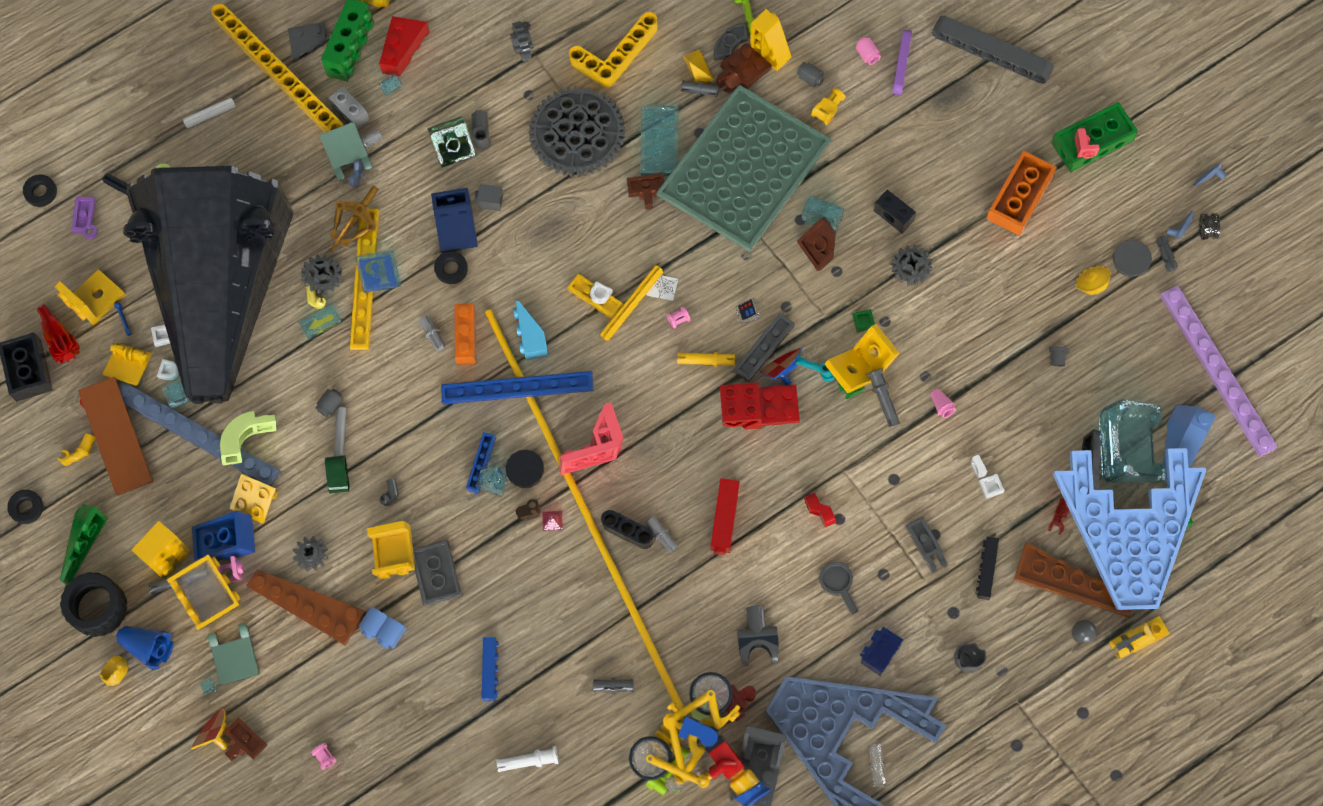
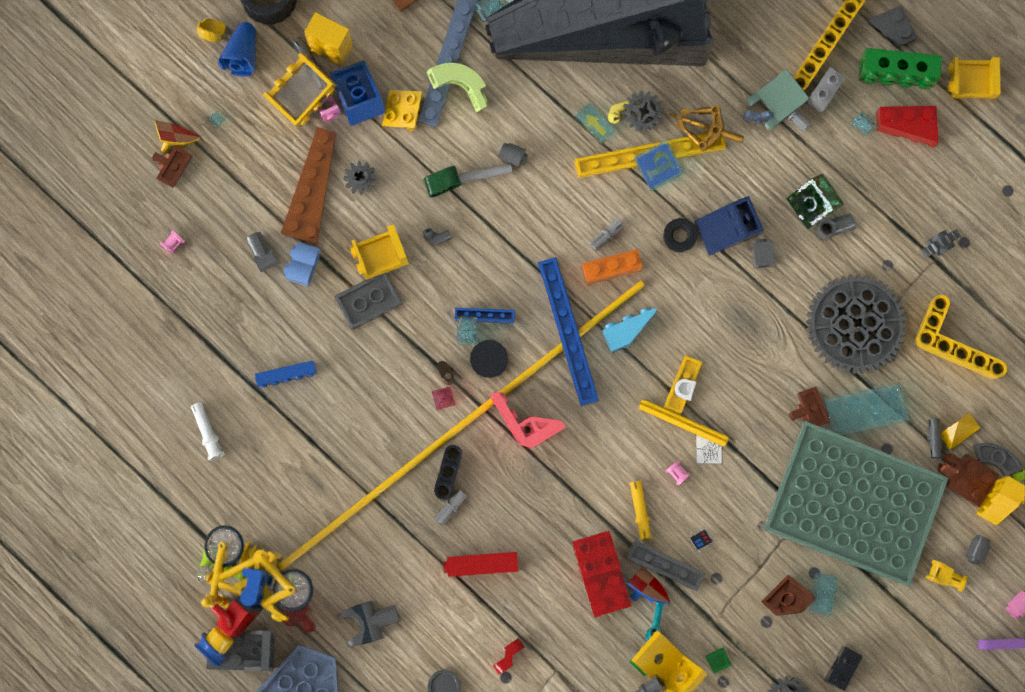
camera: 70 degrees right, 10 degrees up
(234, 659) = (247, 136): sand green flag -> none
(364, 666) = (263, 255): none -> dark grey piece
(613, 685) = (293, 494): dark grey pin -> none

